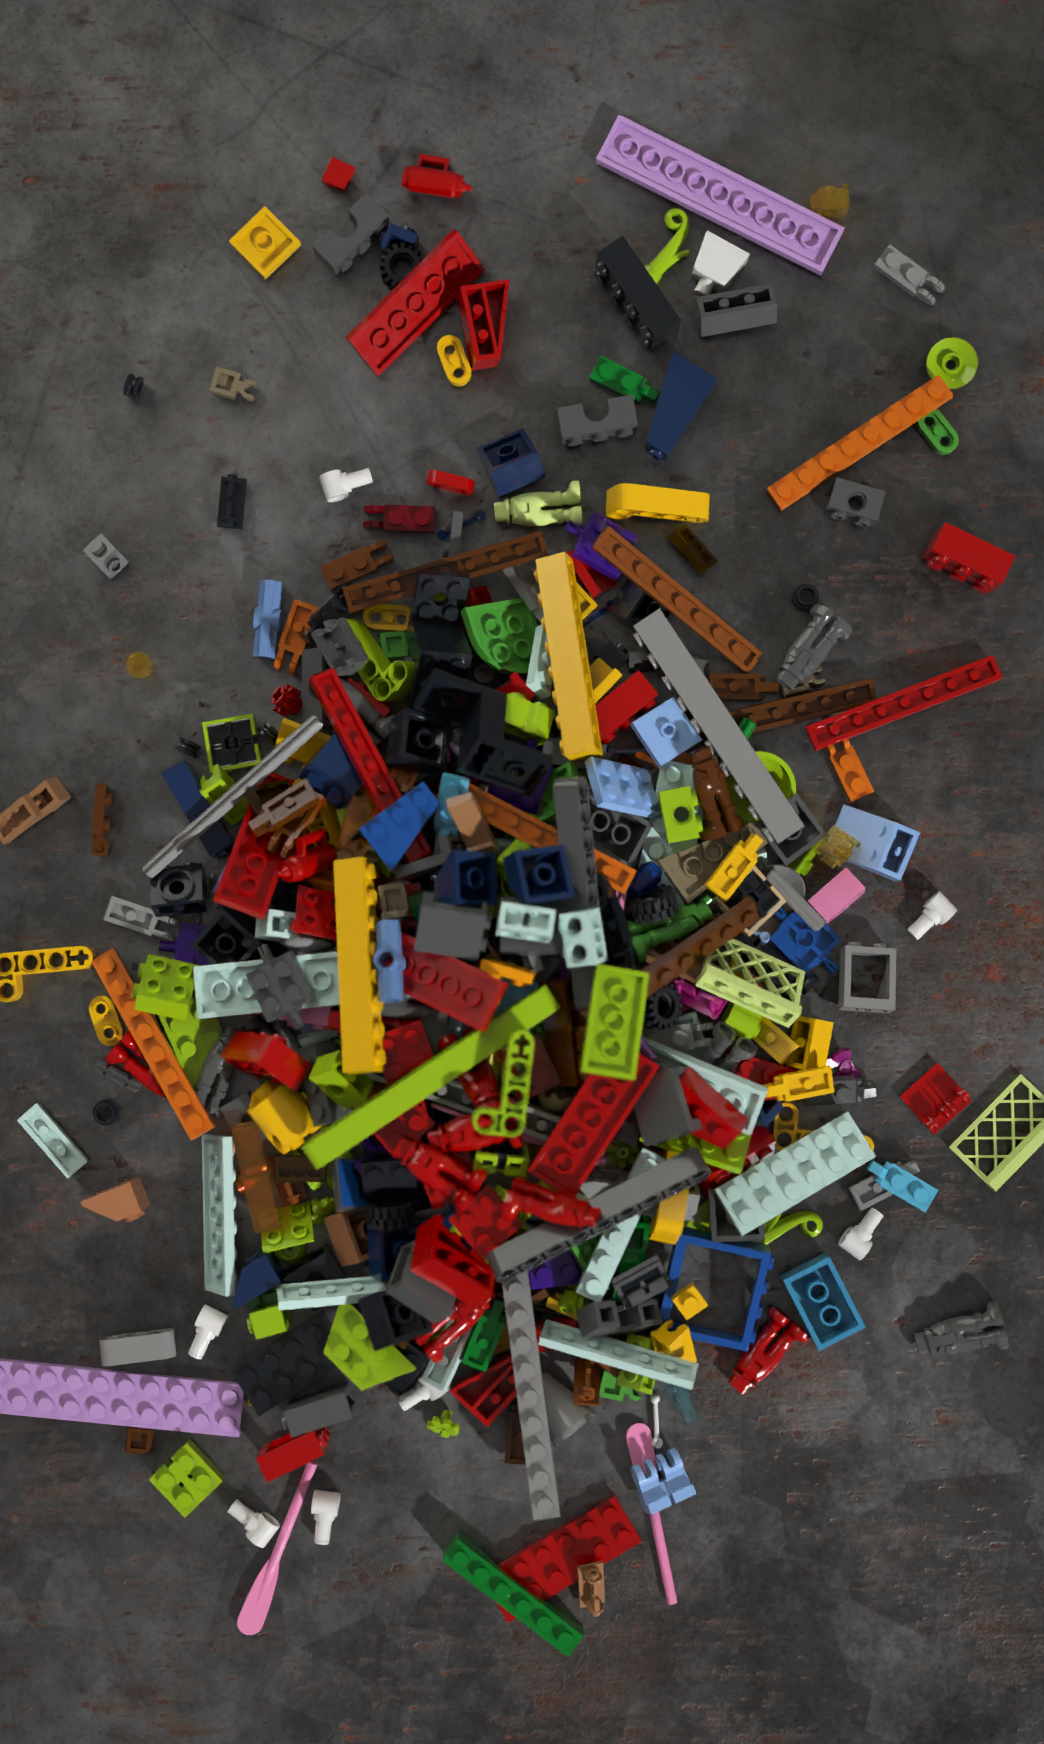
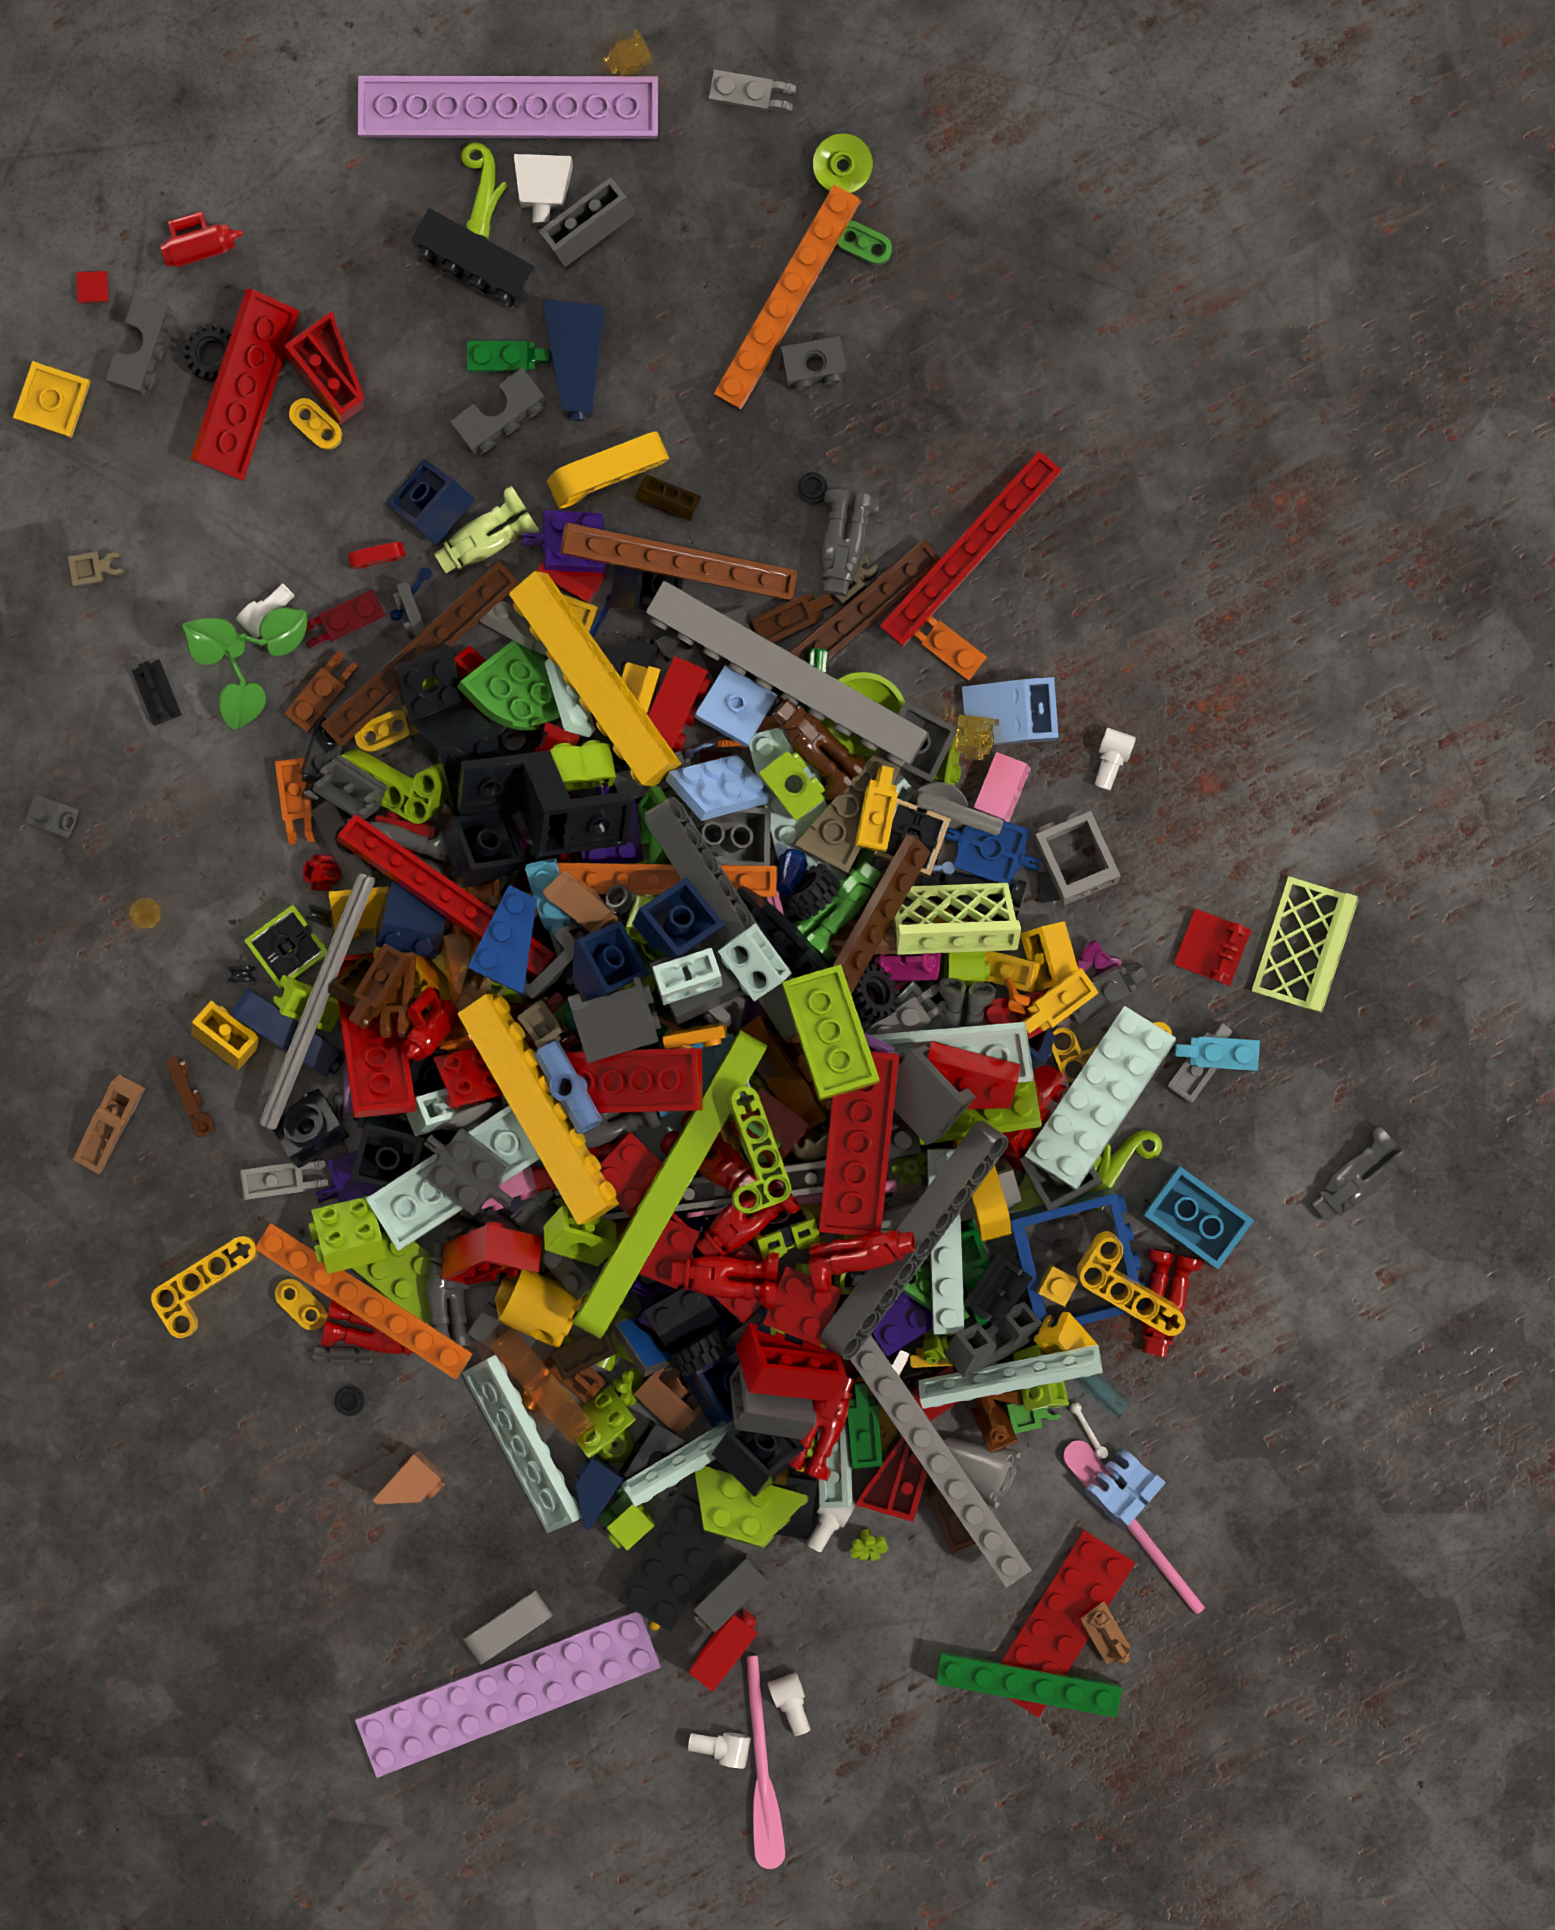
camera: 20 degrees left, 0 degrees up
(53, 1140) = (309, 1457): light aqua plate -> none
(139, 1440) = (558, 1723): reddish brown tile -> none
(151, 787) = (224, 1035): none -> yellow brick
(187, 1478) = (628, 1737): lime piece -> none
(208, 1324) = (570, 1566): white pin -> none
(267, 619) = (257, 797): medium blue piece -> none
(293, 478) = (213, 637): none -> bright green plant
(394, 644) = (404, 756): bright green plate -> none
(397, 235) = (190, 321): dark blue bracket -> none
(501, 830) = (615, 895): none -> dark grey plate
(745, 1336) = (1133, 1290): none -> yellow beam
(767, 1067) = (1016, 1001): none -> orange hand
(858, 1239) = (1203, 1135): white pin -> none
(968, 558) = (961, 364): red brick -> none

